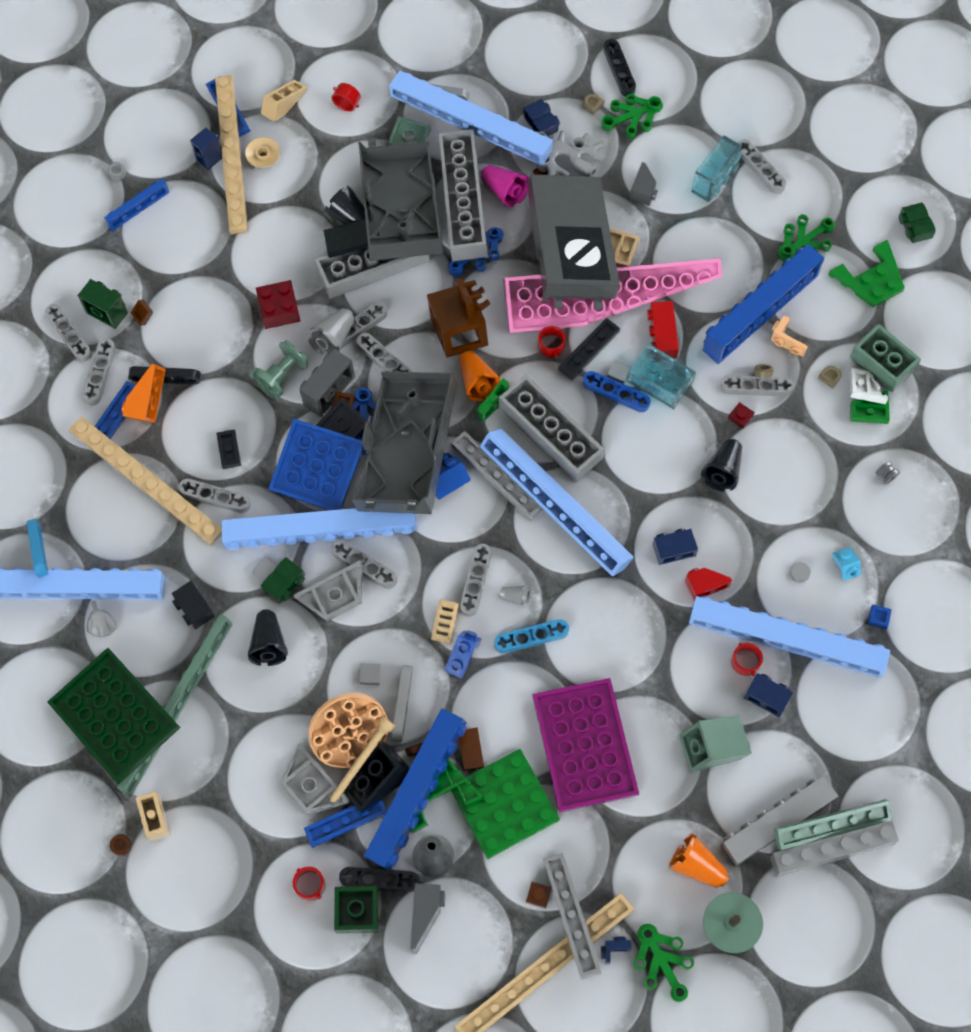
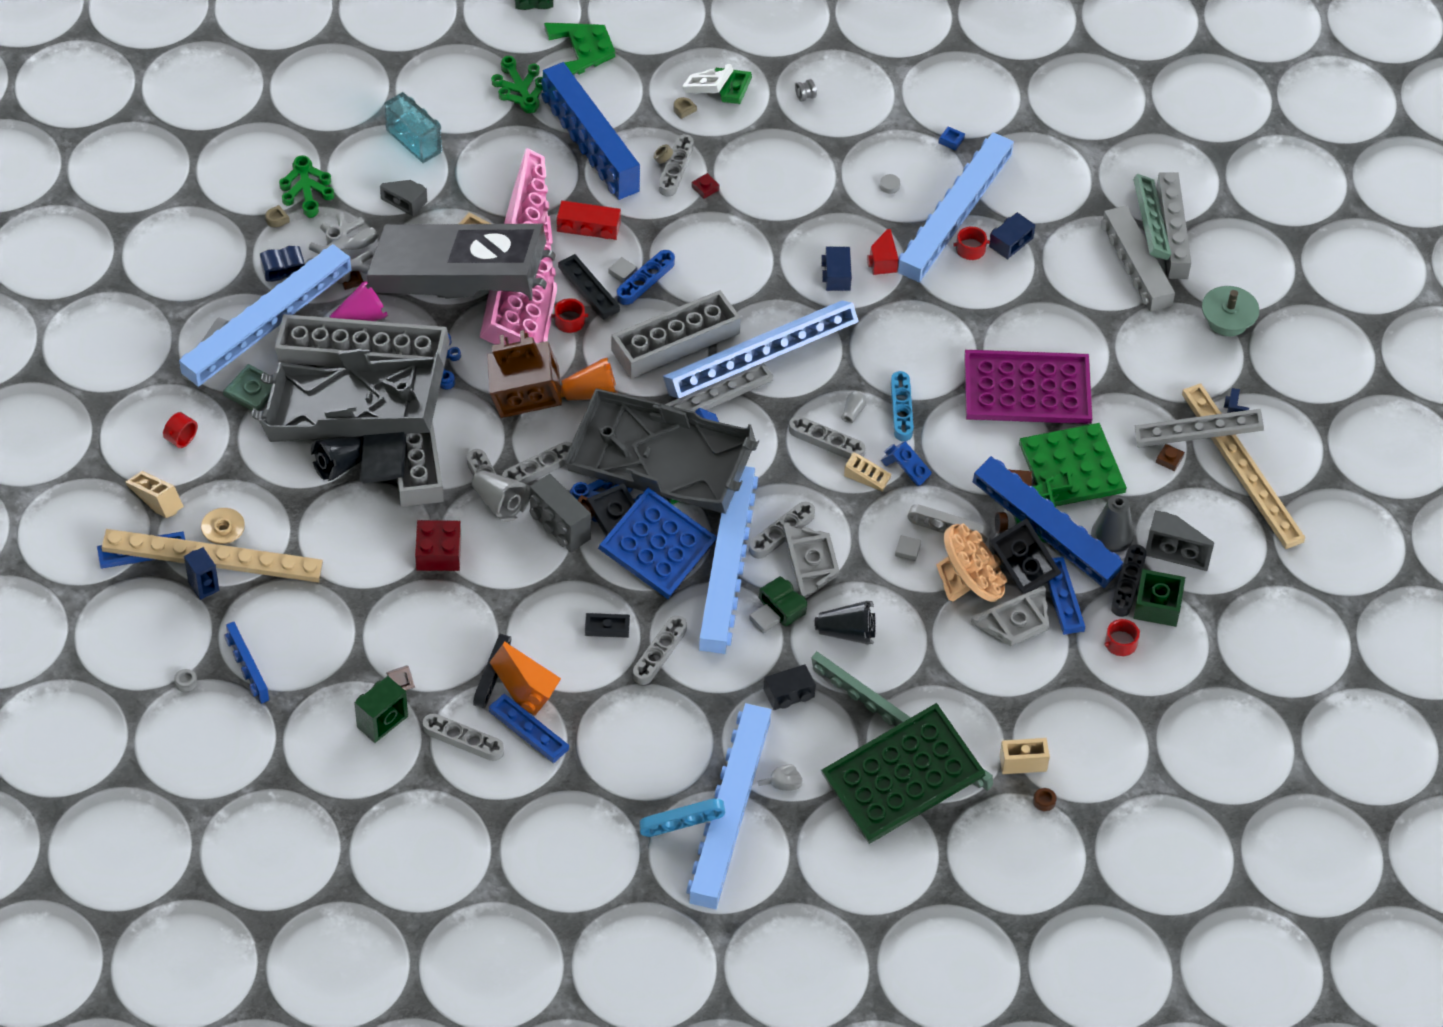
camera: 80 degrees left, 15 degrees down
(68, 332) = (397, 758): light grey beam -> none
(146, 480) = (622, 708): tan plate -> none
(275, 374) = (537, 564): sand green piece -> none
(383, 728) = (980, 525): tan piece -> none
(491, 403) = (627, 375): green wing -> none
(621, 67) = (239, 180): black beam -> none
(660, 959) = (1226, 381): green plant -> none
(661, 376) = (645, 232): clear light blue brick -> none
(698, 863) = (1164, 325): orange cone -> none
(715, 743) = (1052, 286): sand green slope -> none
(724, 466) = (763, 206): black cone -> none
(764, 164) = (428, 89): light grey beam -> none
(786, 341) = (631, 131): light nougat bracket -> none
(848, 563) = (891, 143): medium azure bracket -> none
(885, 357) = (682, 56): sand green brick -> none

